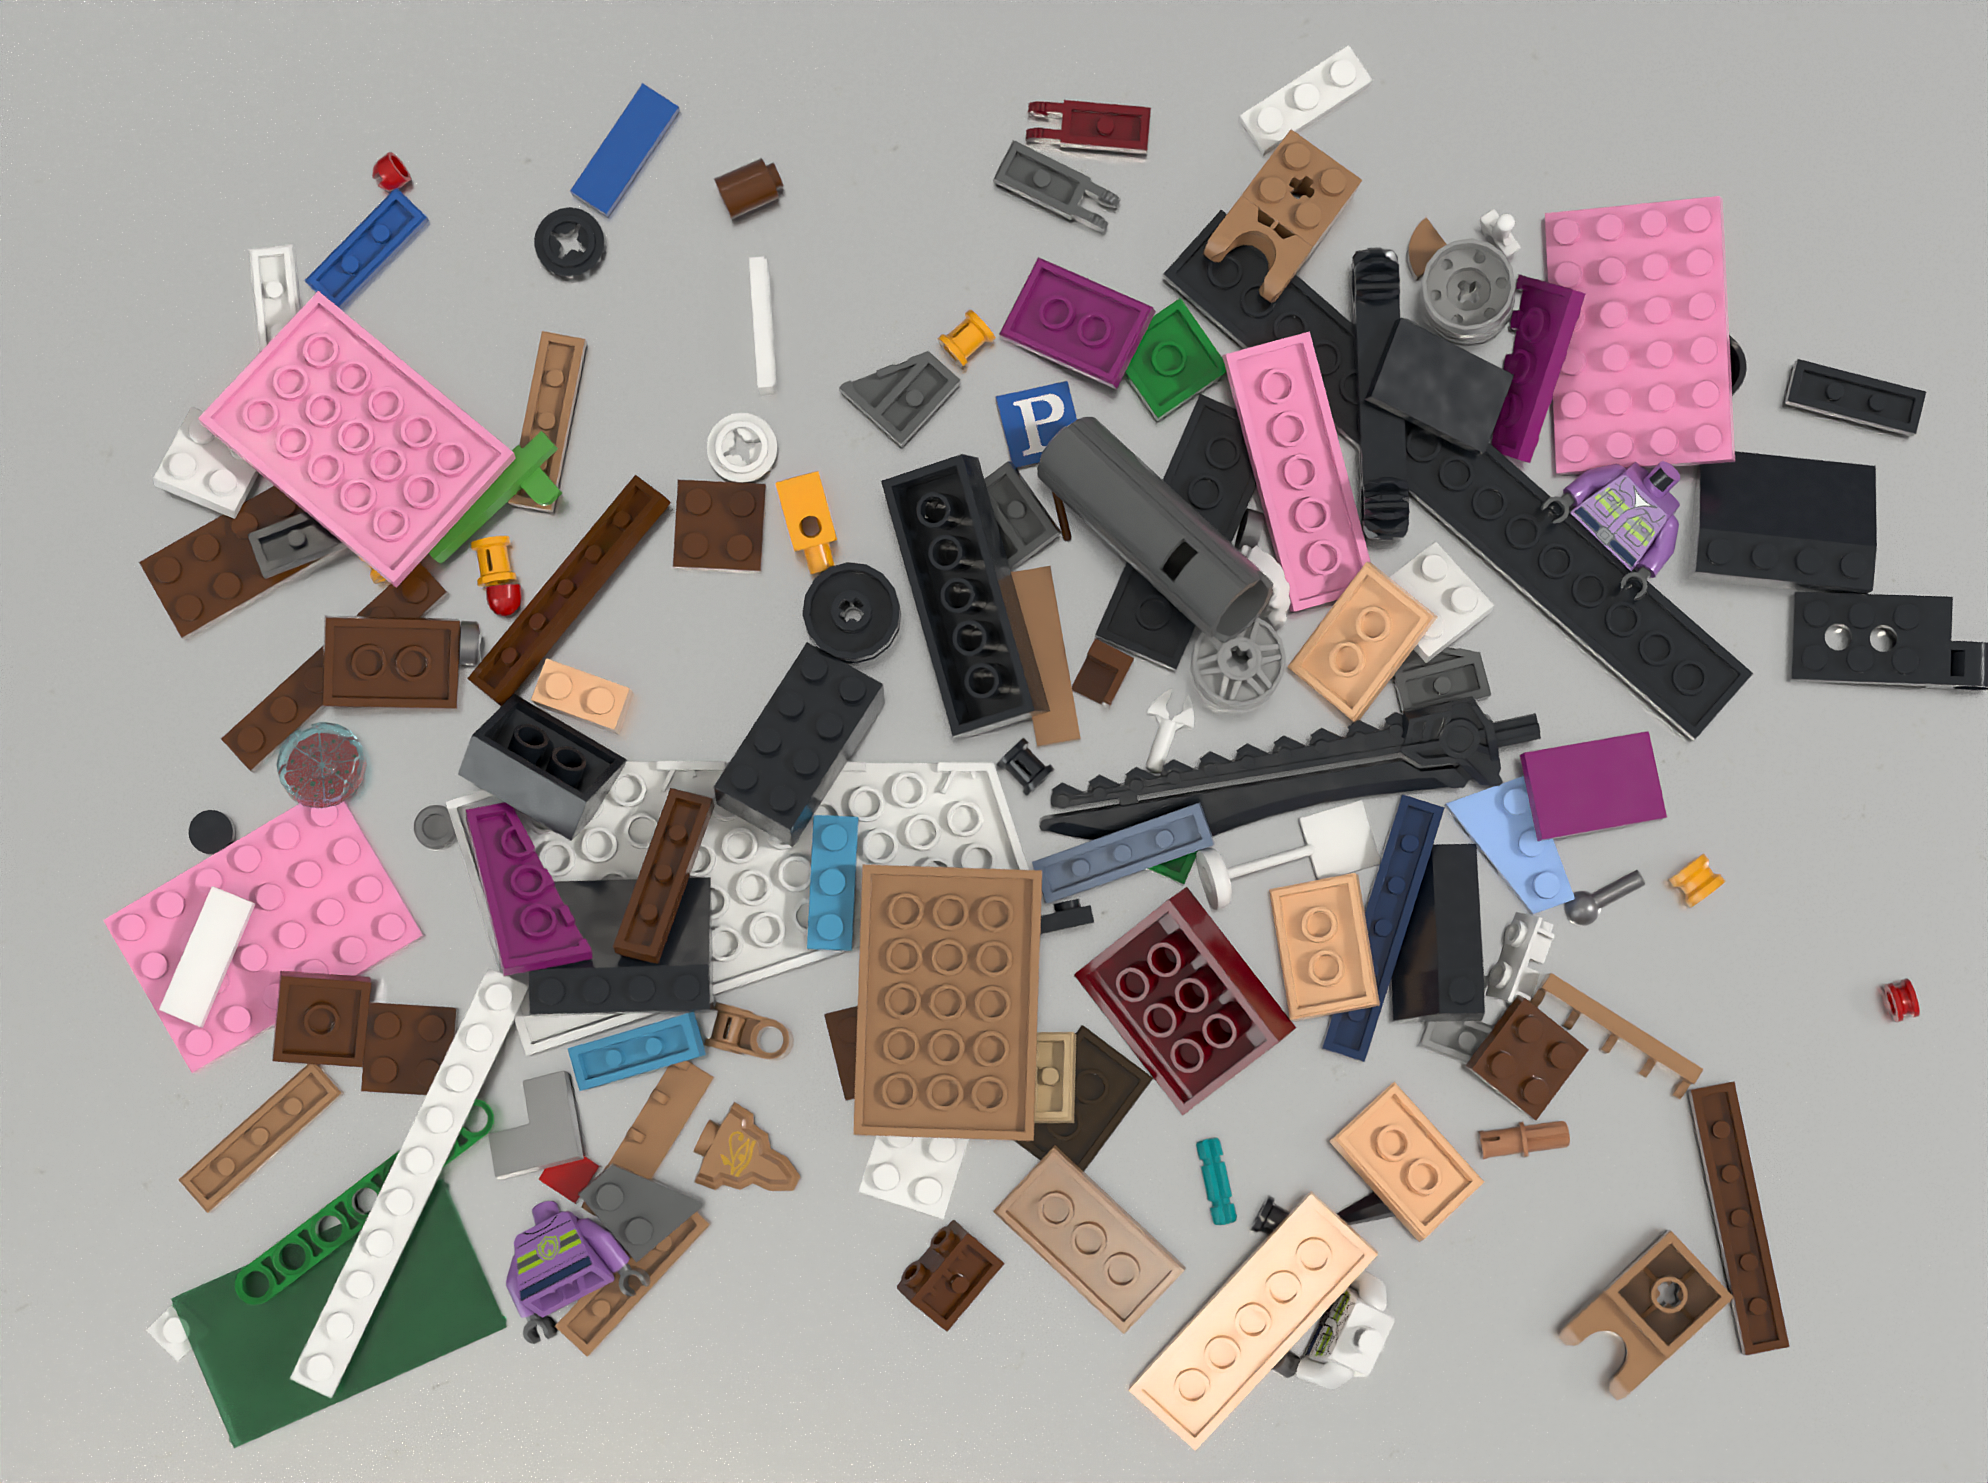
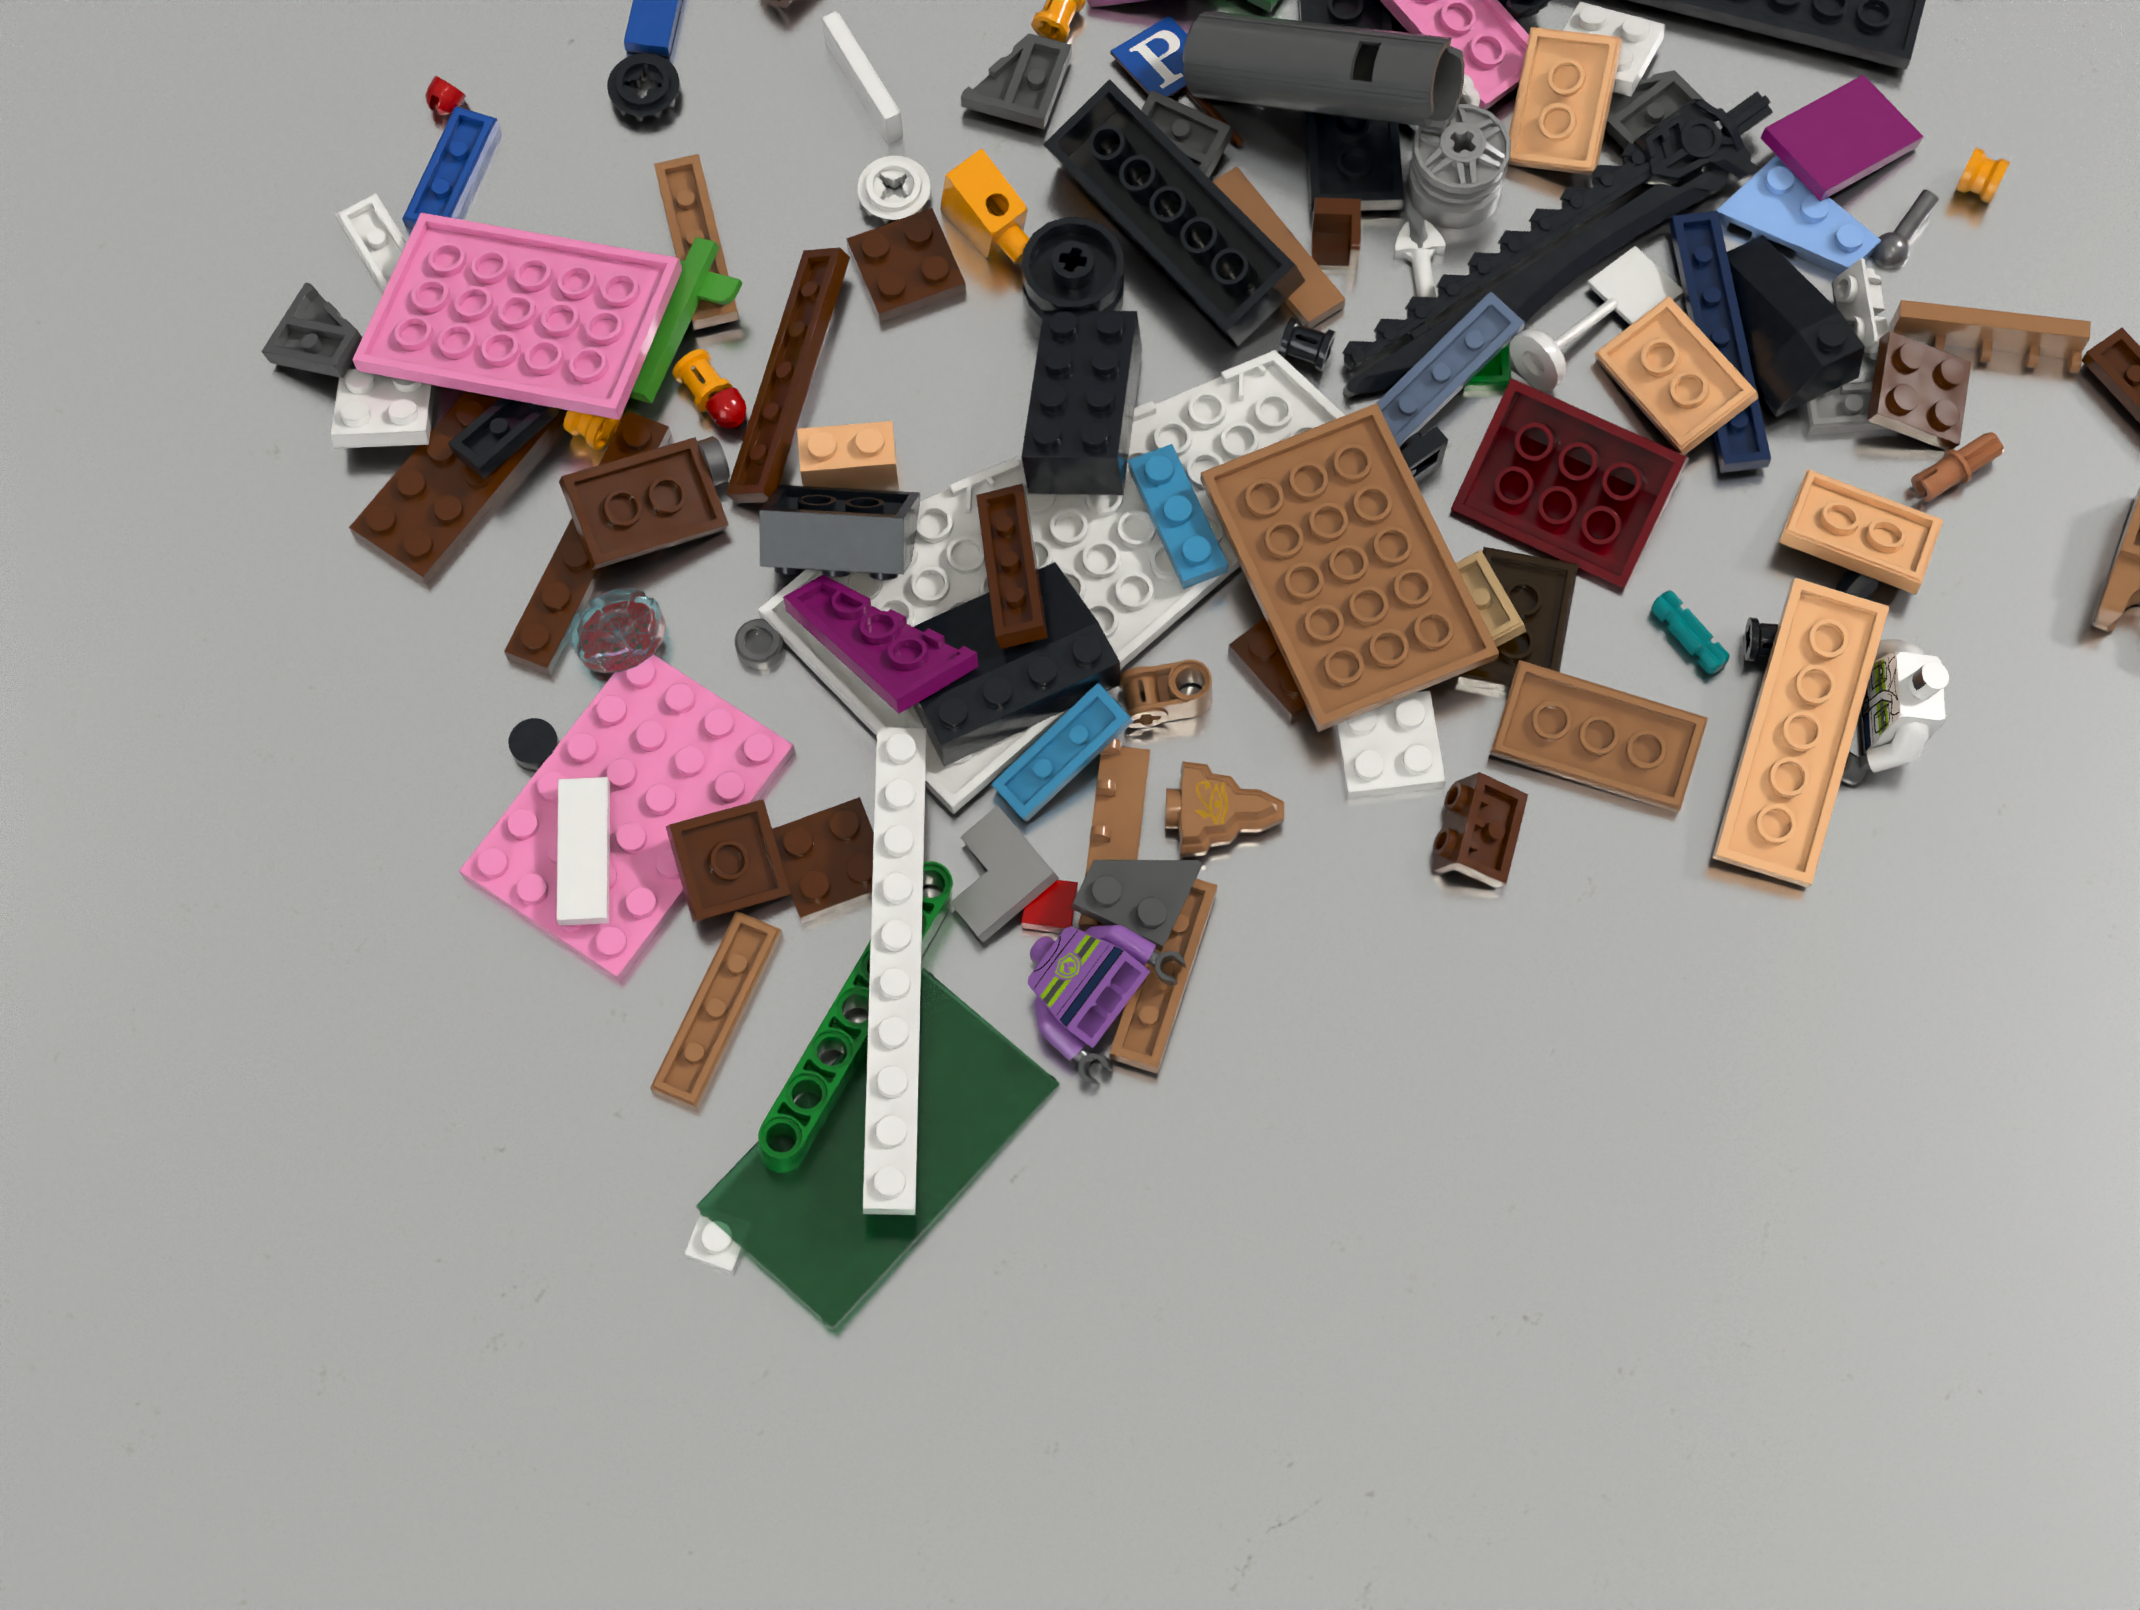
camera: 25 degrees left, 15 degrees down
(182, 366) = (313, 336): none -> dark grey wing

